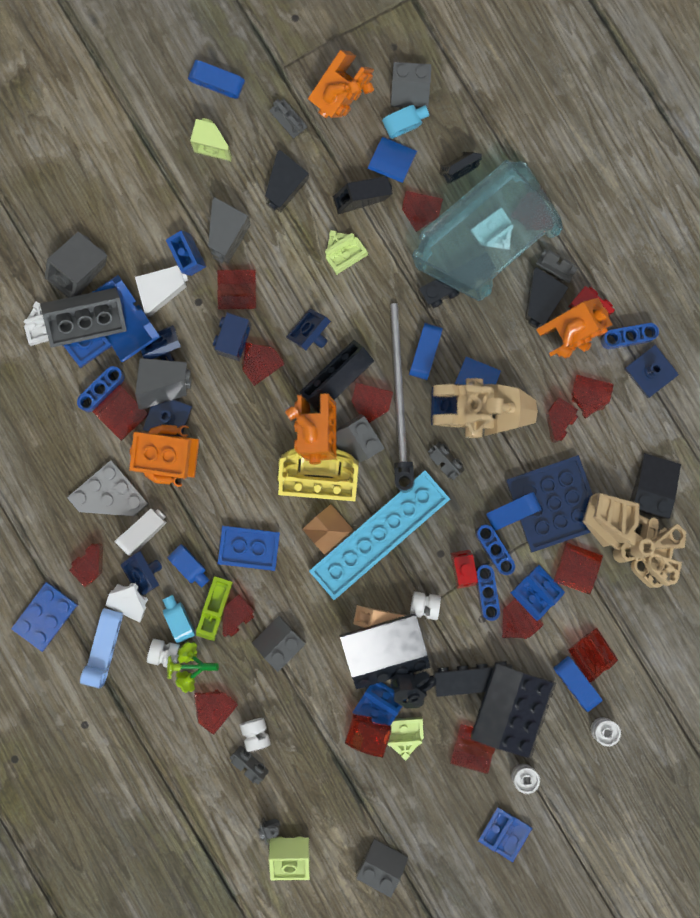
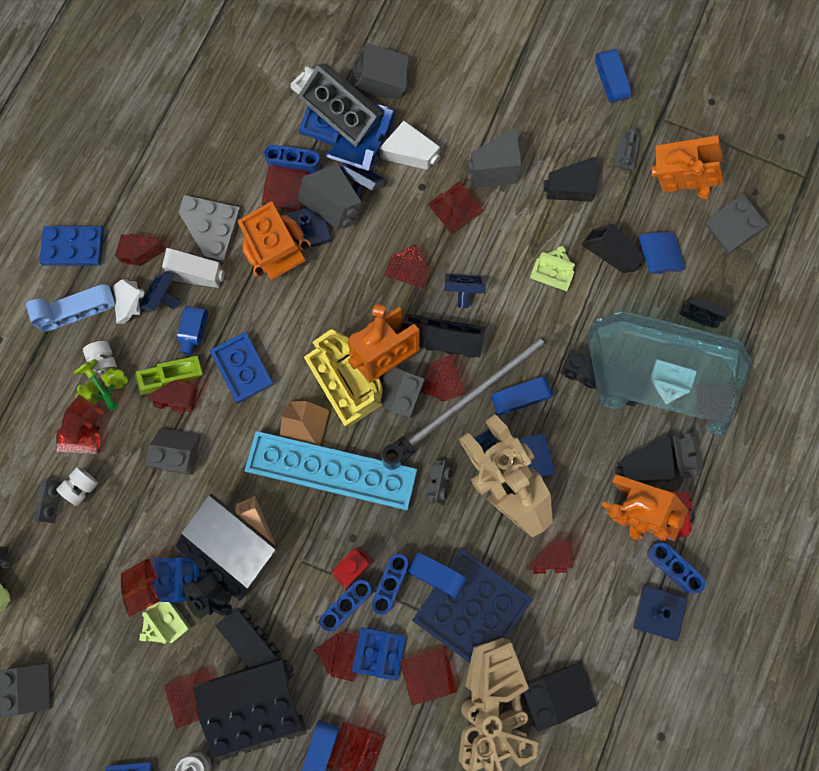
camera: 60 degrees right, 10 degrees down
(177, 620) = (138, 351): medium azure piece -> none
(186, 253) = (453, 146): blue brick -> none
(205, 699) = (79, 419): none -> clear red slope
(208, 140) = (558, 99): yellowish green slope -> none
(232, 336) = (412, 227): dark blue brick -> none
(404, 120) = (702, 240): medium azure piece -> none
(421, 209) = (641, 302): clear red slope -> none
(425, 605) = (294, 556): white wheel -> none
(591, 394) = (596, 571): clear red slope -> none

